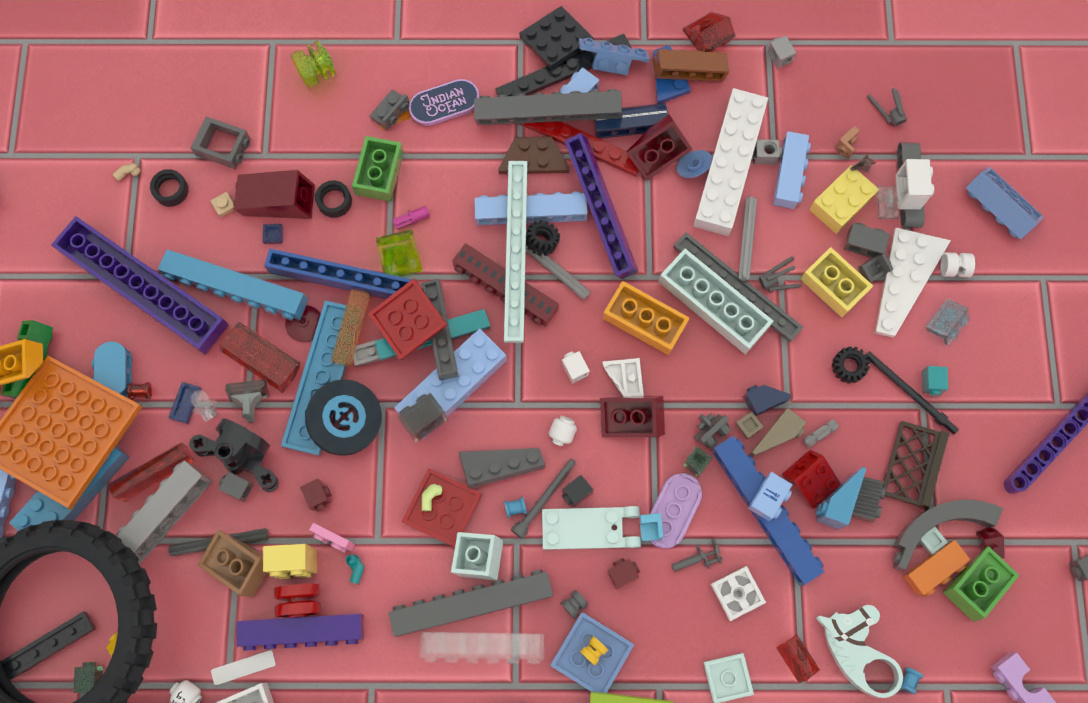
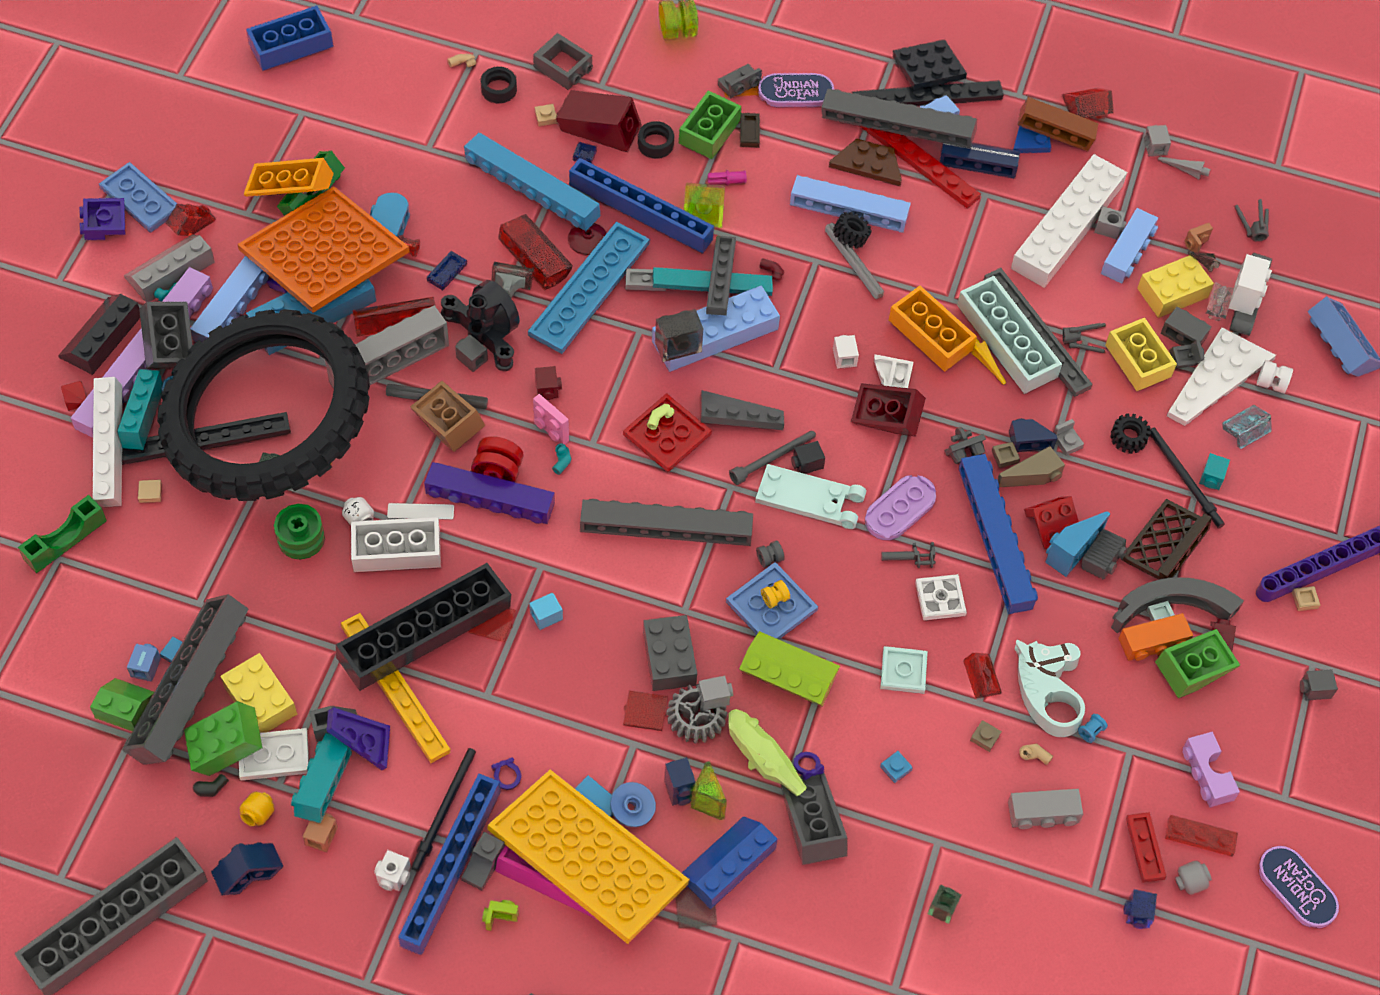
camera: 15 degrees right, 15 degrees down
(140, 285) = (442, 156): brick -> none
(204, 405) = (467, 274): clear hips -> none
(289, 560) = (505, 418): light yellow brick -> none
(326, 401) = (600, 342): black wheel -> none
(350, 327) = (633, 250): clear orange tile -> none
(407, 319) = (693, 254): red plate -> none
(415, 159) = (750, 130): none -> dark brown tile
(477, 556) = (688, 479): light aqua brick -> none
(482, 646) = (664, 561): clear brick -> none
(484, 298) = (774, 267): none -> dark red arm
(493, 278) = (801, 261): dark red brick -> none
(515, 252) = (821, 230): light aqua plate -> none
(515, 507) = (741, 453): dark azure bush -> none
(562, 430) = (812, 401): white head -> none
(601, 206) = (922, 218): dark purple brick -> none
(612, 57) = (979, 96): medium blue bracket -> none
(623, 572) = (829, 543): dark red brick -> none
(651, 527) = (872, 508): medium azure panel -> none
(658, 147) = (998, 185): dark red slope -> none
(694, 164) = (1031, 212): medium blue dish -> none
(697, 461) = (940, 466): clear green brick -> none
(698, 327) = (983, 354): none -> yellow piece
(747, 239) = (1062, 291): light grey axle -> none
(770, 496) = (1003, 513): light blue brick -> none
(797, 388) = (1067, 437): none -> light grey bracket
(820, 69) = (1194, 168): none -> light grey piece
(820, 433) = (1077, 485): light grey axle -> none
(1049, 479) = (1306, 598): none -> tan tile

